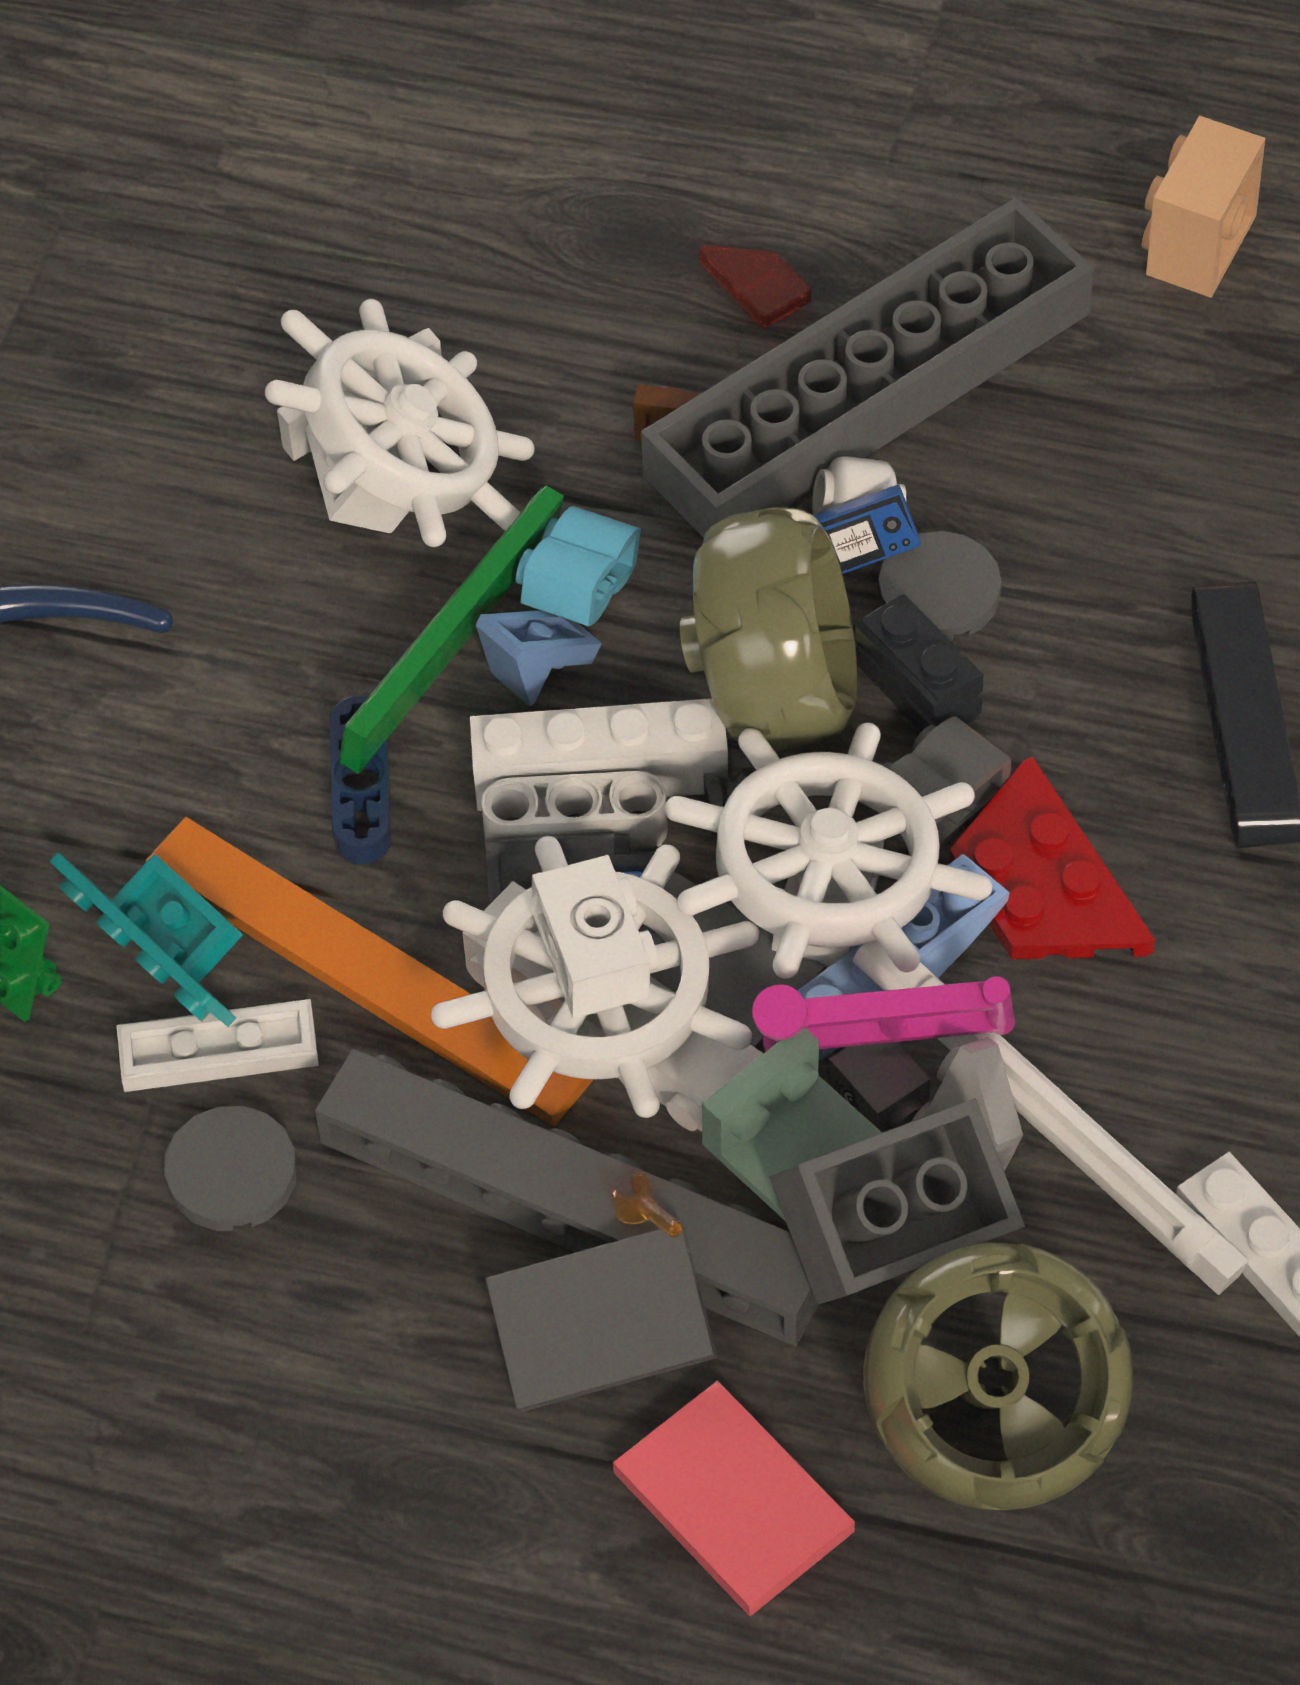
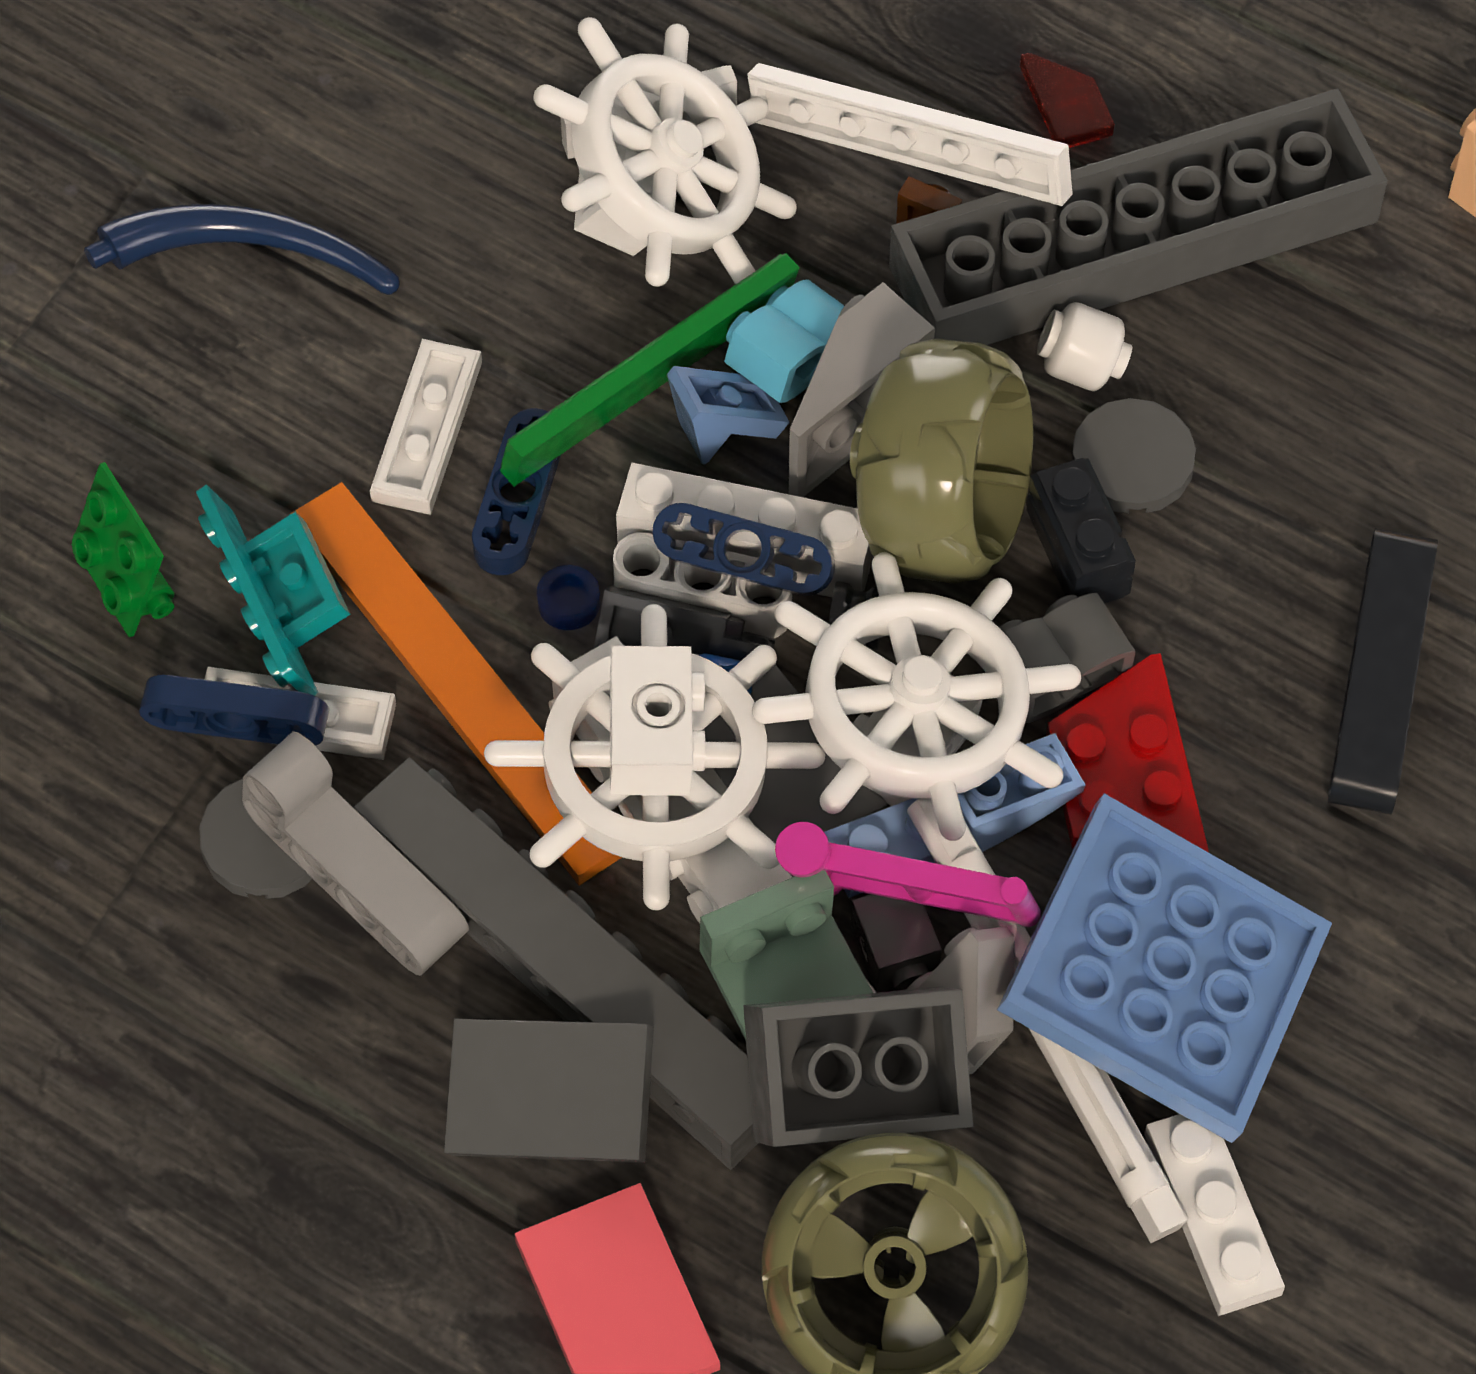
camera: 15 degrees right, 5 degrees up
(163, 1055) = (232, 710): none -> dark blue beam
(248, 744) = (426, 426): none -> white tile
(325, 1159) = (343, 853): none -> light grey beam
(445, 864) = (568, 597): none -> clear blue tile
(592, 743) = (703, 519): none -> dark blue beam
(630, 343) = (914, 134): none -> white tile
(643, 1207) = (621, 997): clear orange hand -> none
(657, 583) = (861, 345): none -> light grey slope
(870, 528) = (1074, 382): tile -> none
(1147, 1035) = (1166, 968): none -> medium blue plate

